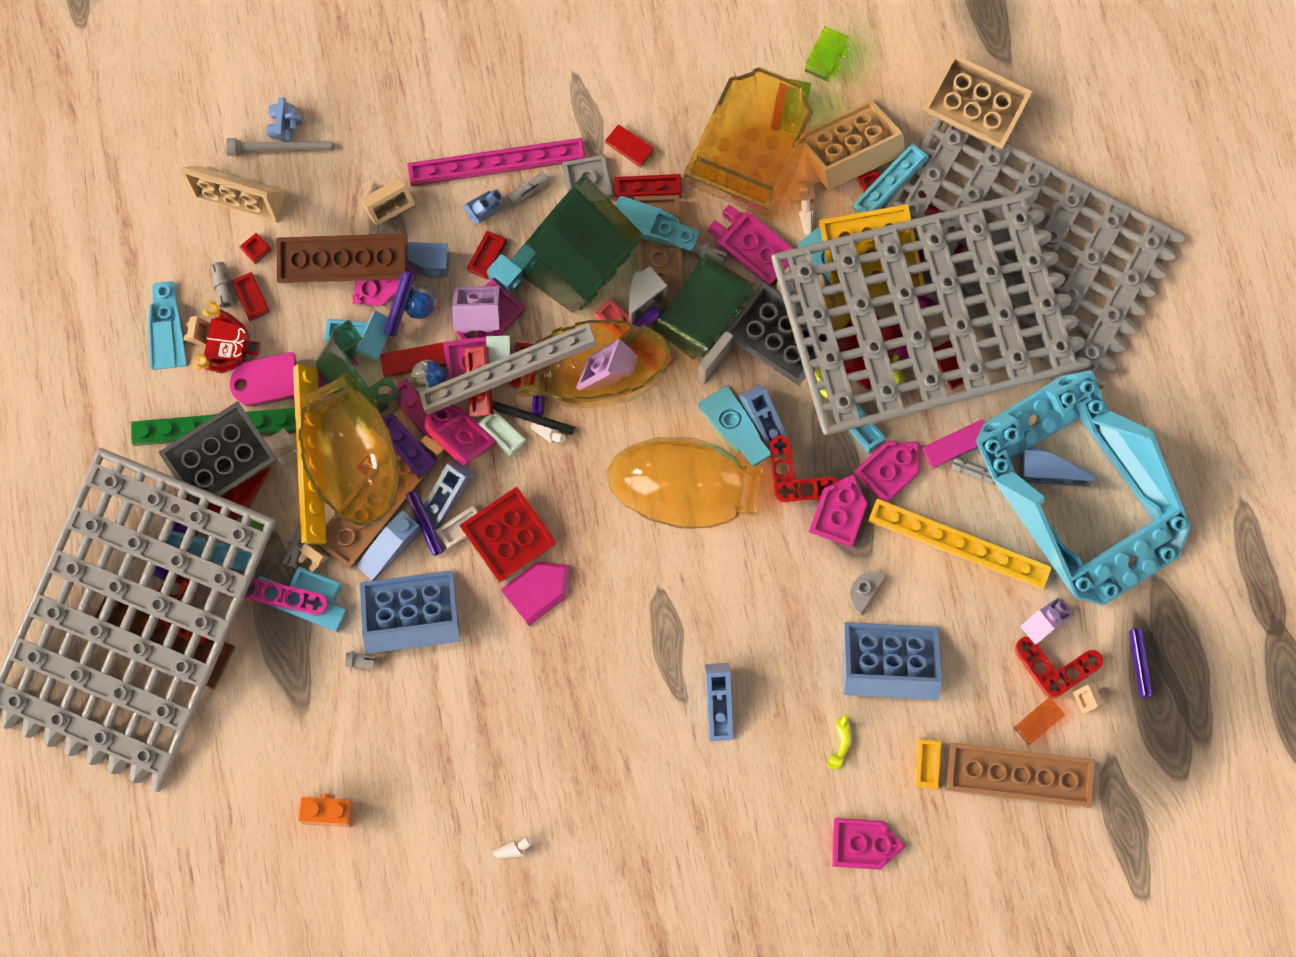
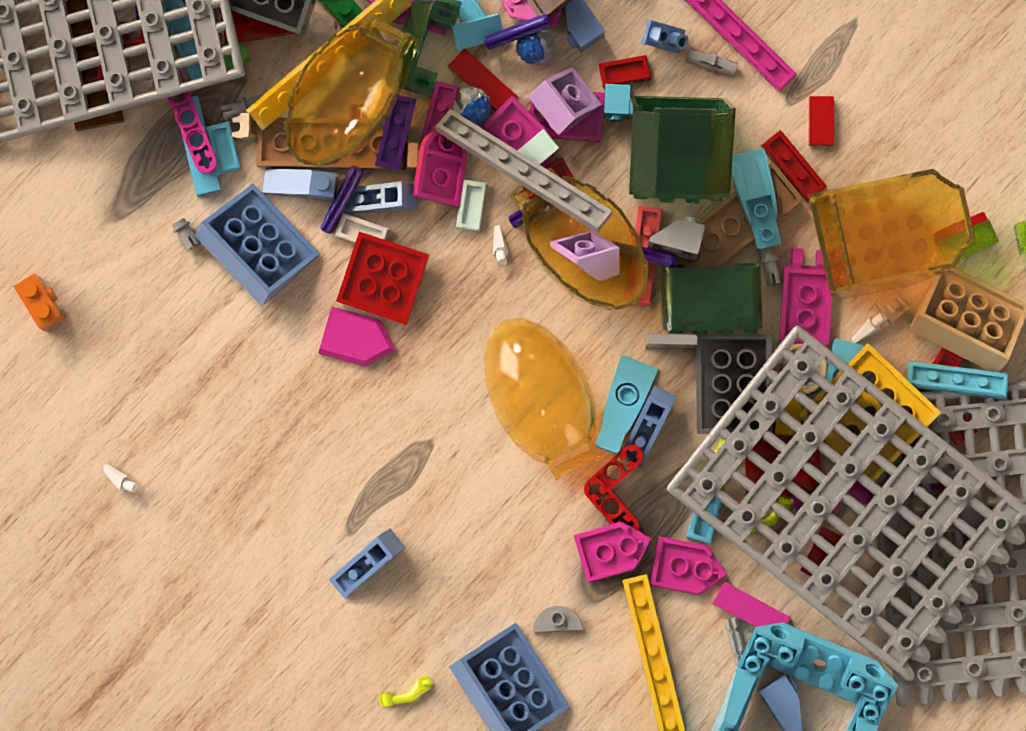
camera: 60 degrees right, 10 degrees up
(481, 403) = (515, 136): red tile -> none
(534, 418) = (503, 219): black bar -> none
(594, 168) = (762, 107): light grey tile -> none

